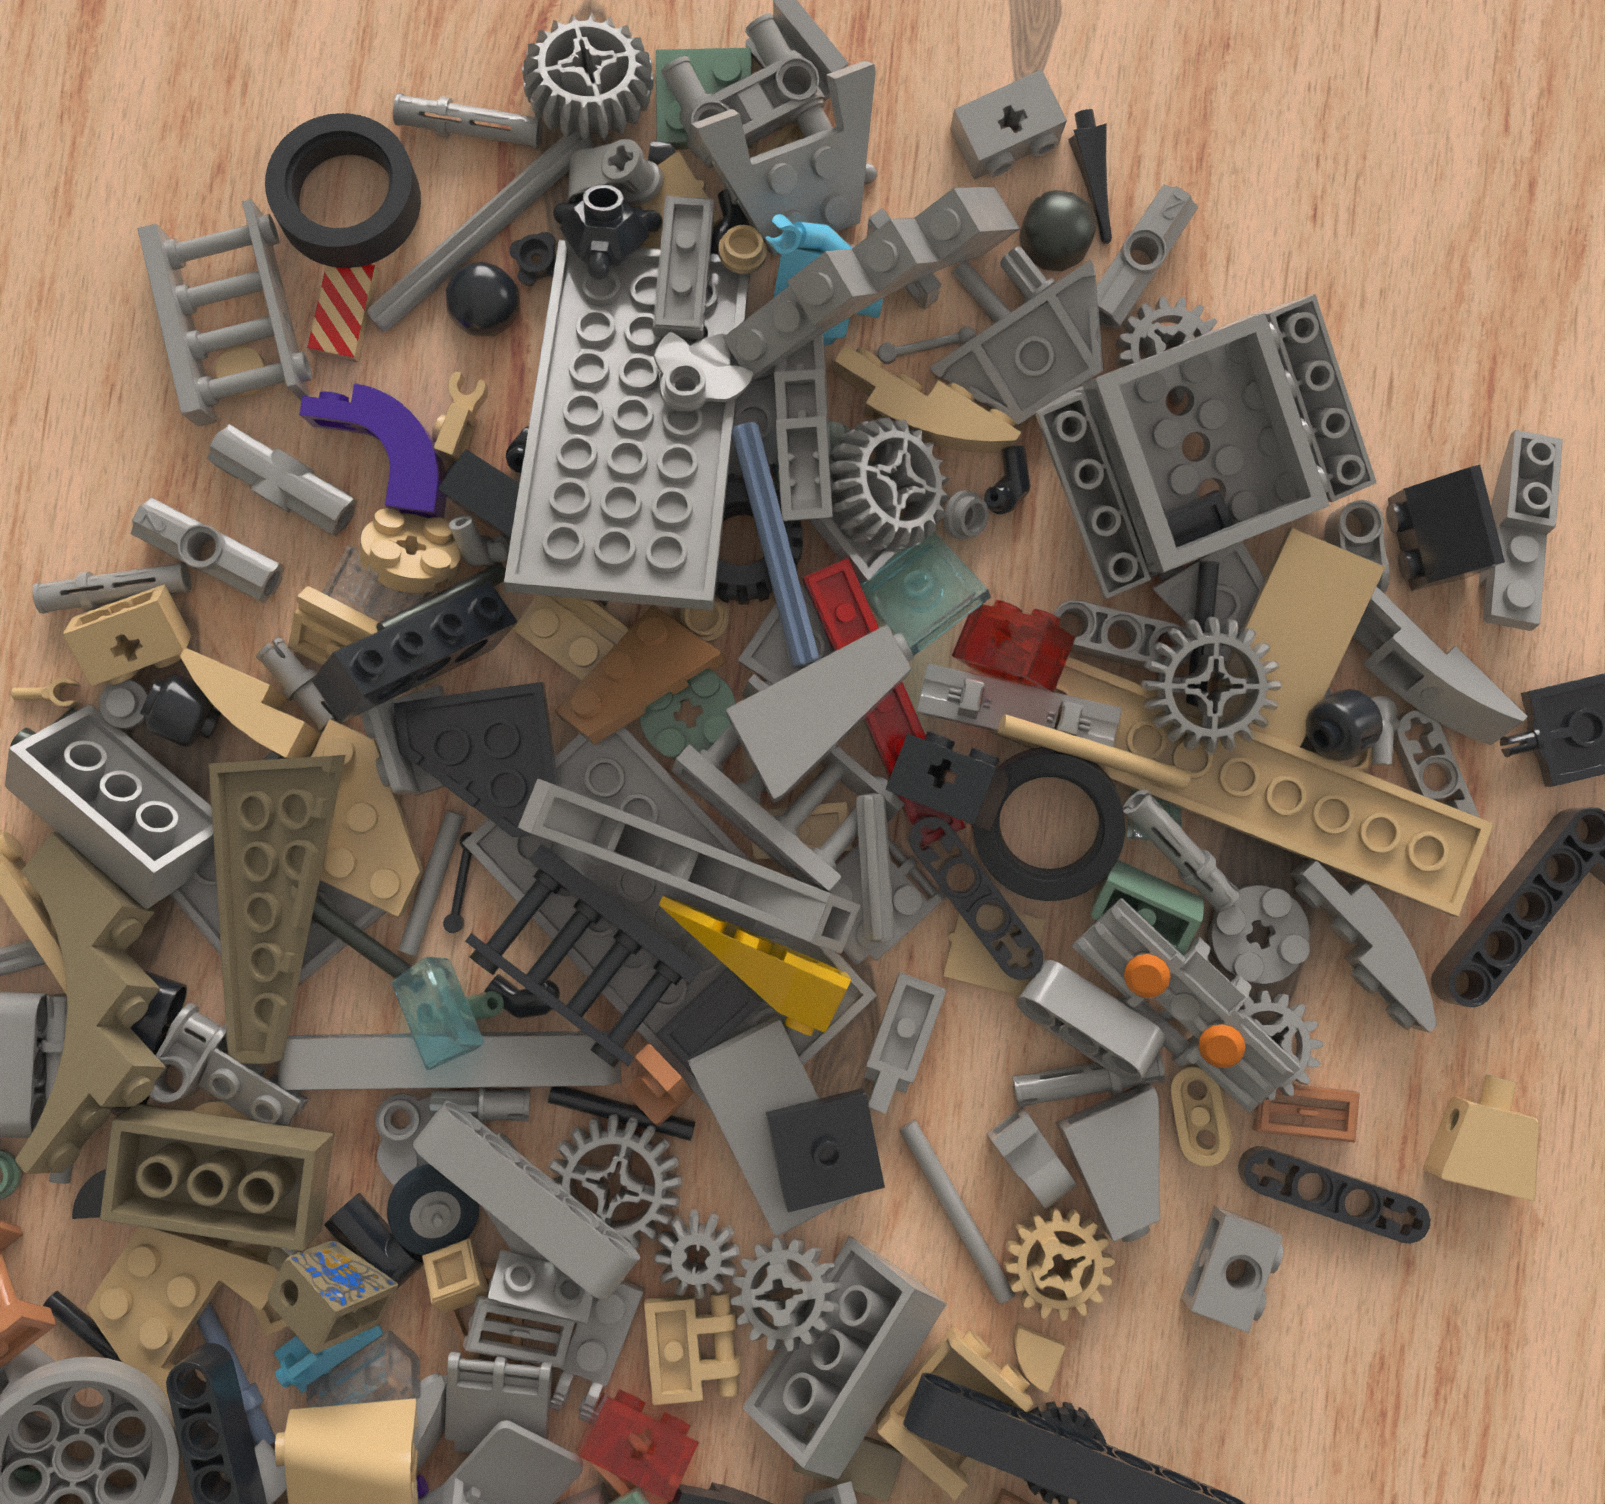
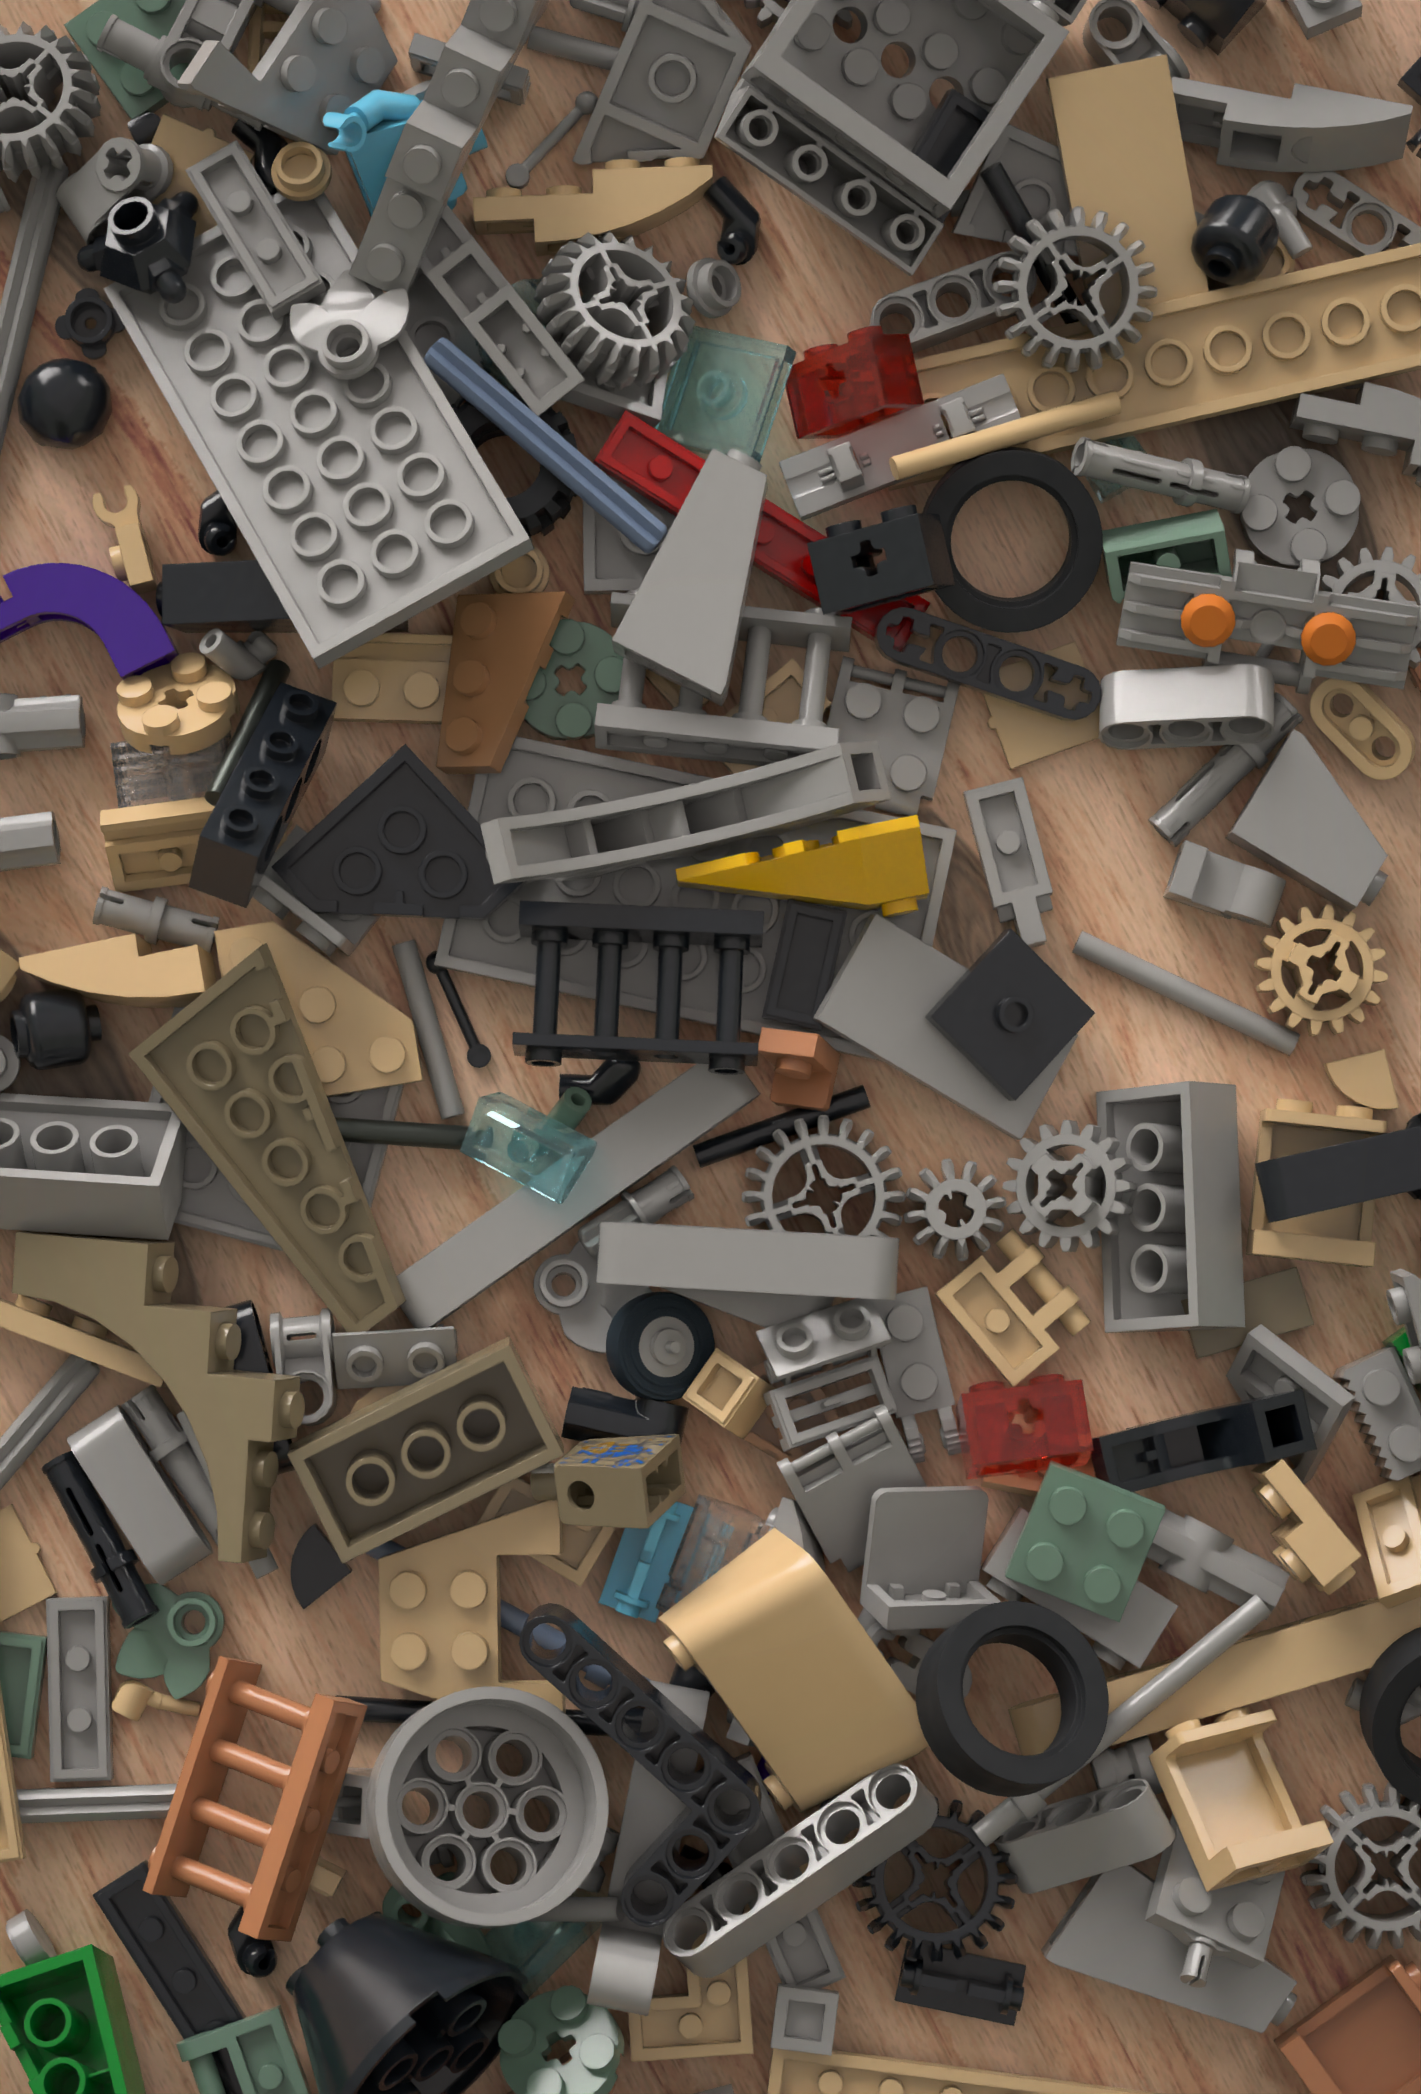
camera: 30 degrees left, 0 degrees up
(875, 867) = (866, 700): light grey axle -> none

